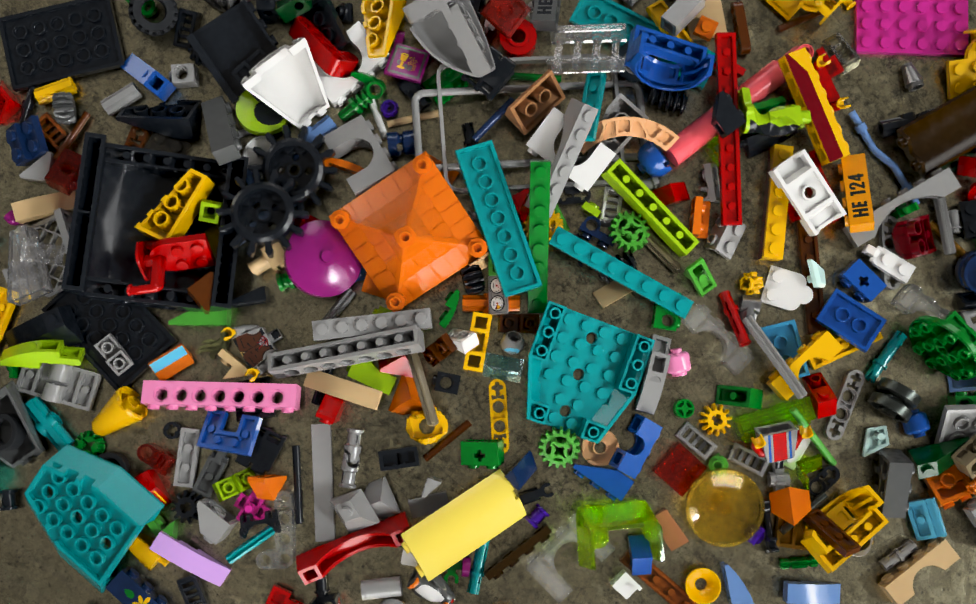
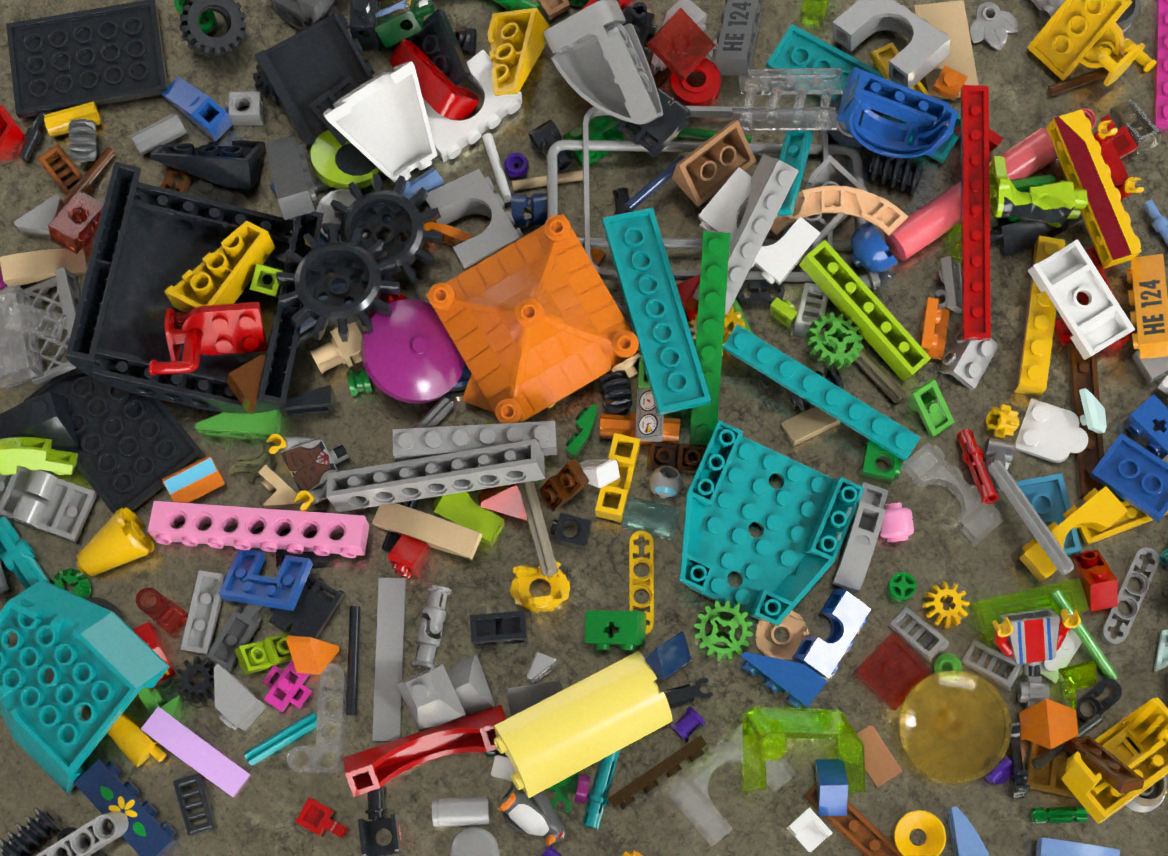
camera: 10 degrees right, 10 degrees down
(26, 141) = (28, 180): dark blue plate -> none
(114, 353) = (117, 464): light grey slope -> none
(167, 427) = (179, 570): black bush -> none
(196, 18) = (248, 38): black slope -> none
(271, 520) = (312, 702): black piece -> none
(356, 104) = (480, 151): green piece -> none
(405, 397) = (514, 547): orange slope -> none
(406, 61) = (544, 104): magenta flag -> none
(447, 440) = (566, 612): reddish brown bar -> none
(602, 239) = (789, 344): dark blue plate -> none
(672, 193) = (898, 296): red slope -> none
(725, 115) = (971, 191): black slope -> none
(739, 396) = (981, 574): green slope -> none
(740, 27) = (997, 86): reddish brown beam -> none

